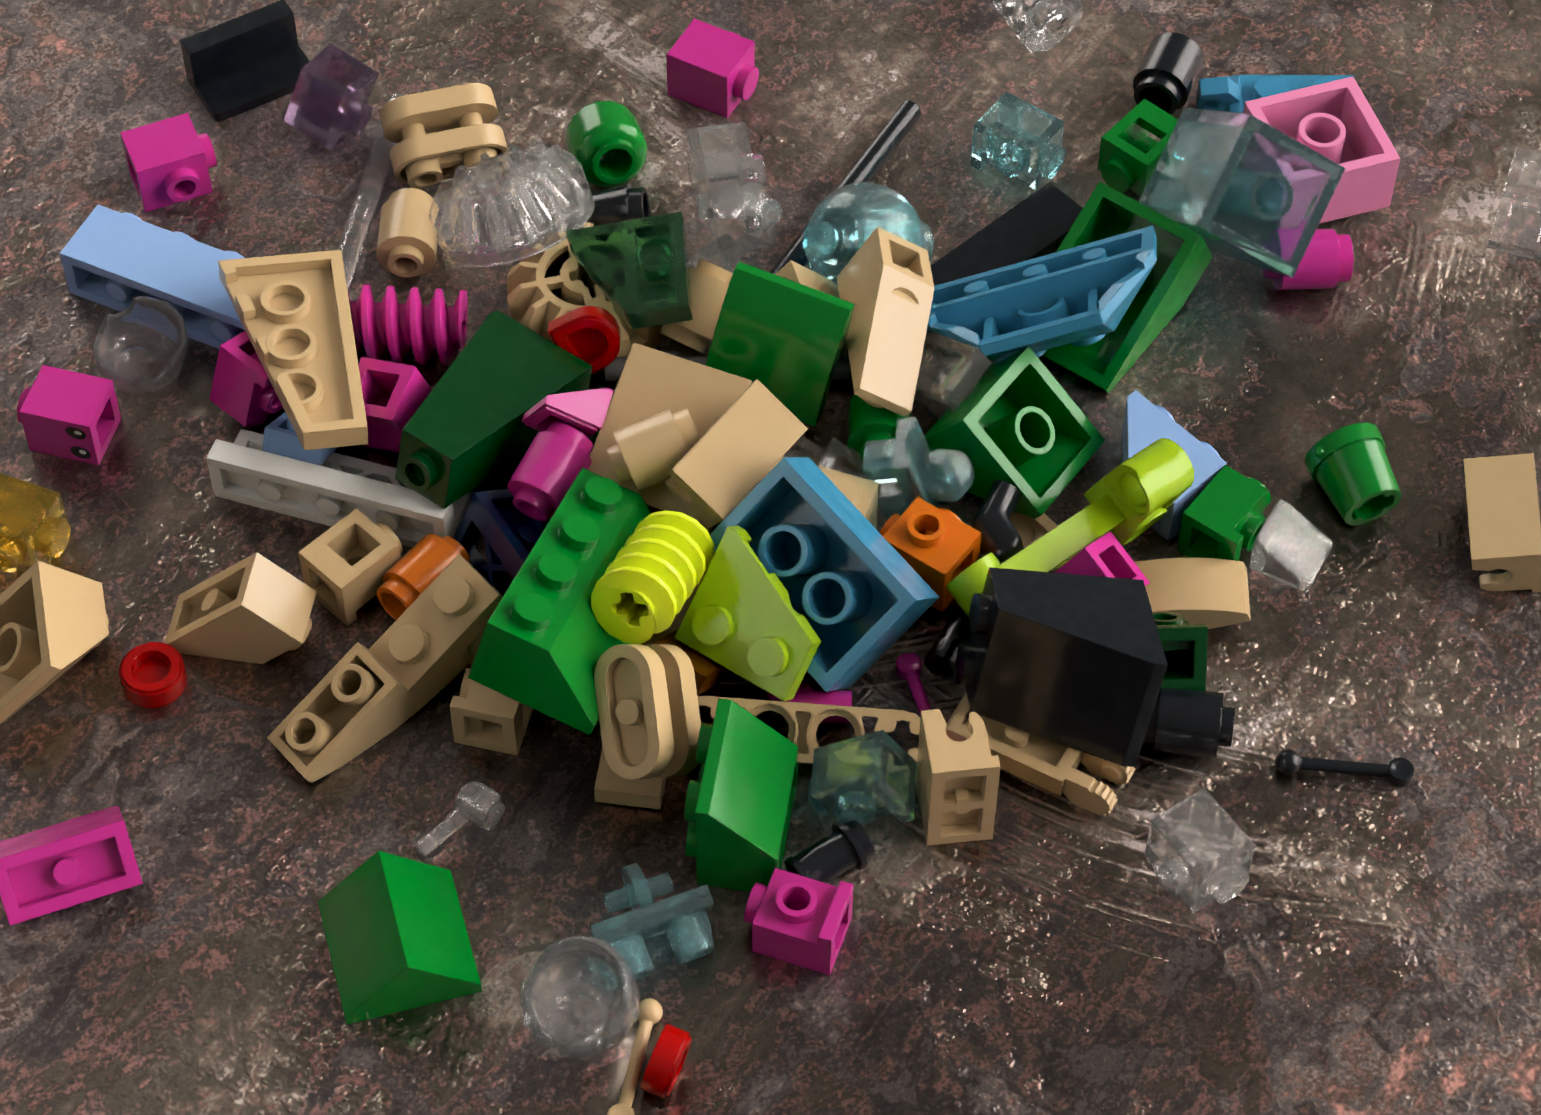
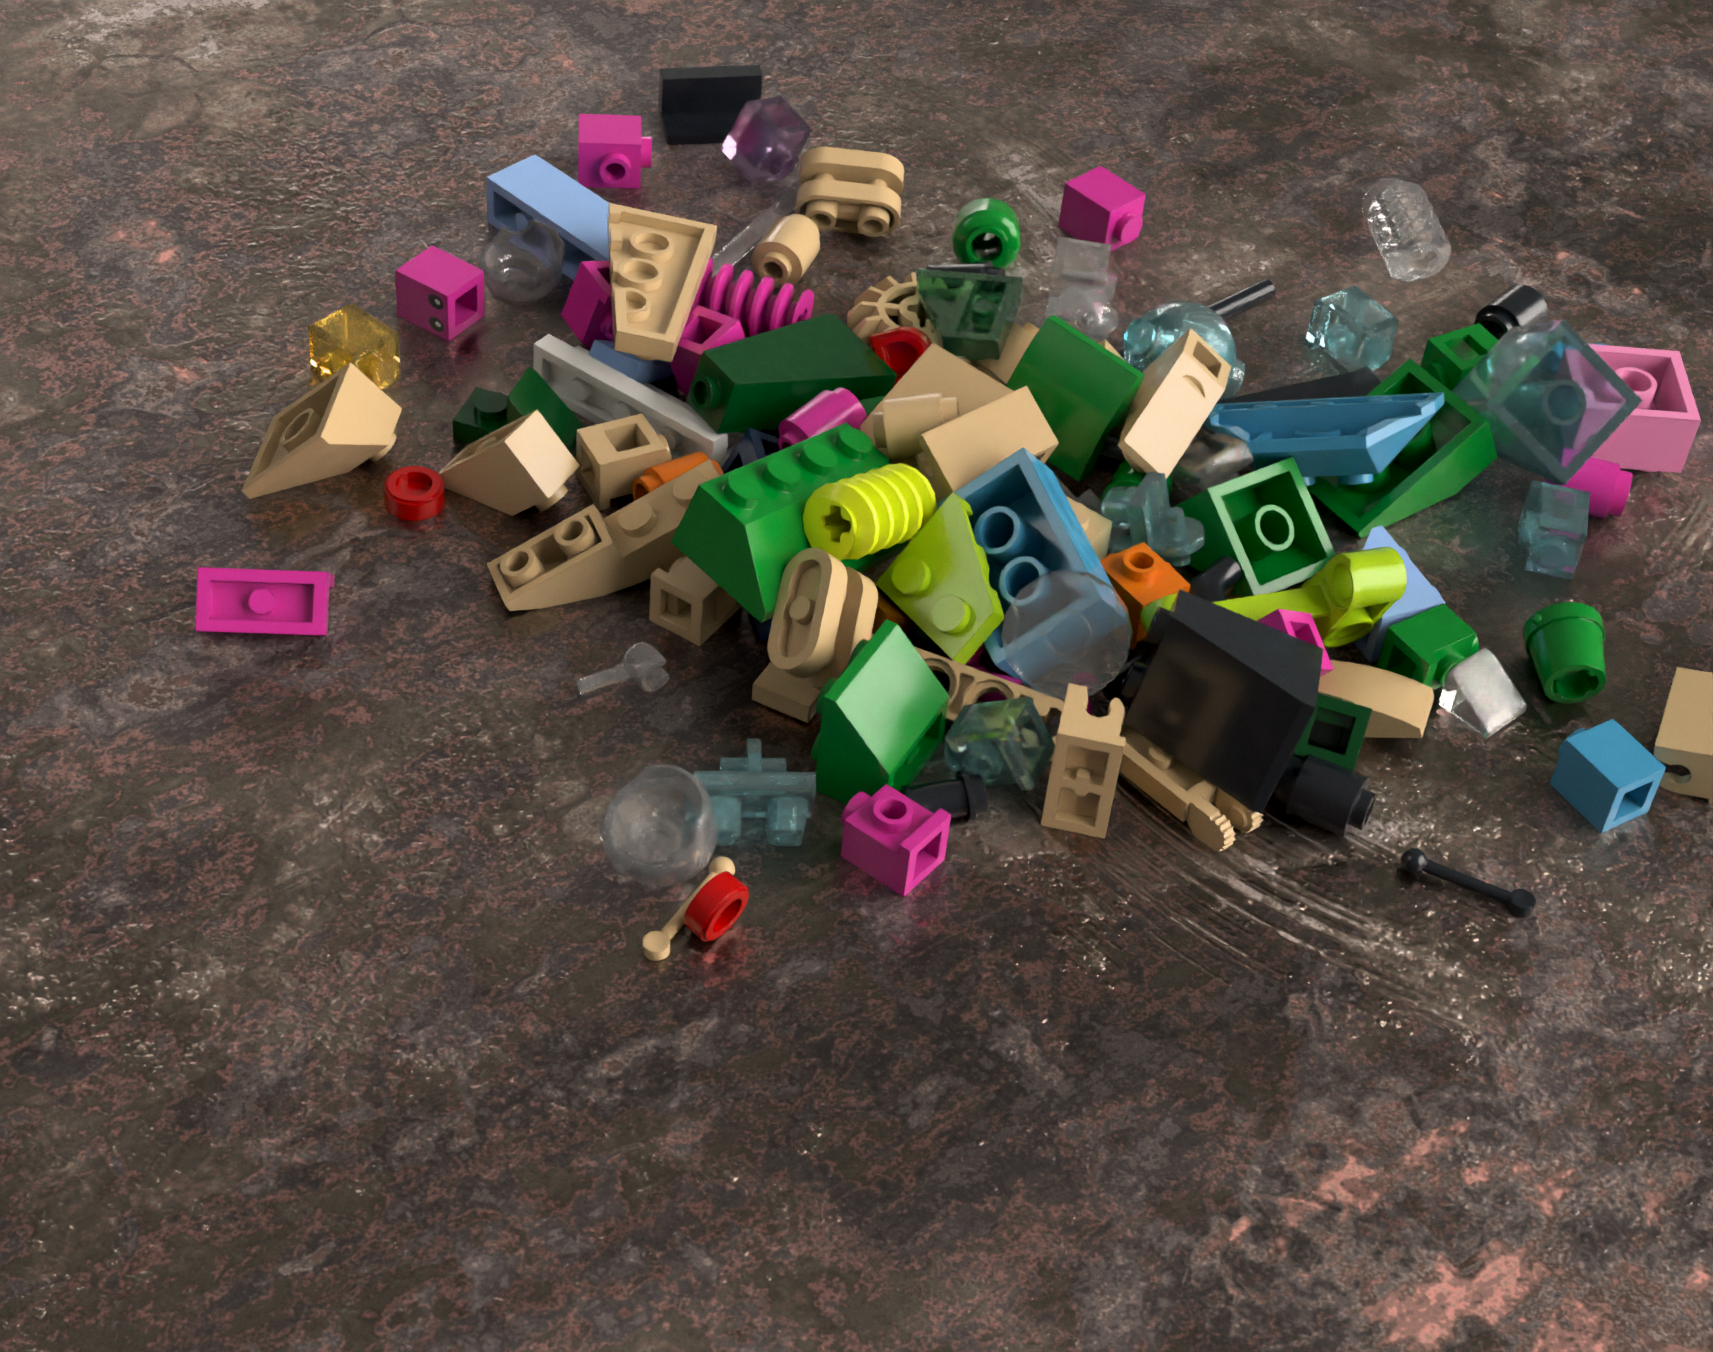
camera: 15 degrees right, 10 degrees down
(202, 549) = (491, 410): none -> dark green slope
(397, 938) = (524, 741): green slope -> none
(510, 206) = (880, 244): clear gear -> none
(578, 409) = (864, 381): slope -> none
(892, 645) = (1066, 632): none -> clear tile
(1199, 851) = (1296, 898): clear brick -> none
(1294, 325) = (1553, 528): none -> clear light blue brick
(1434, 603) = (1606, 775): none -> dark azure brick

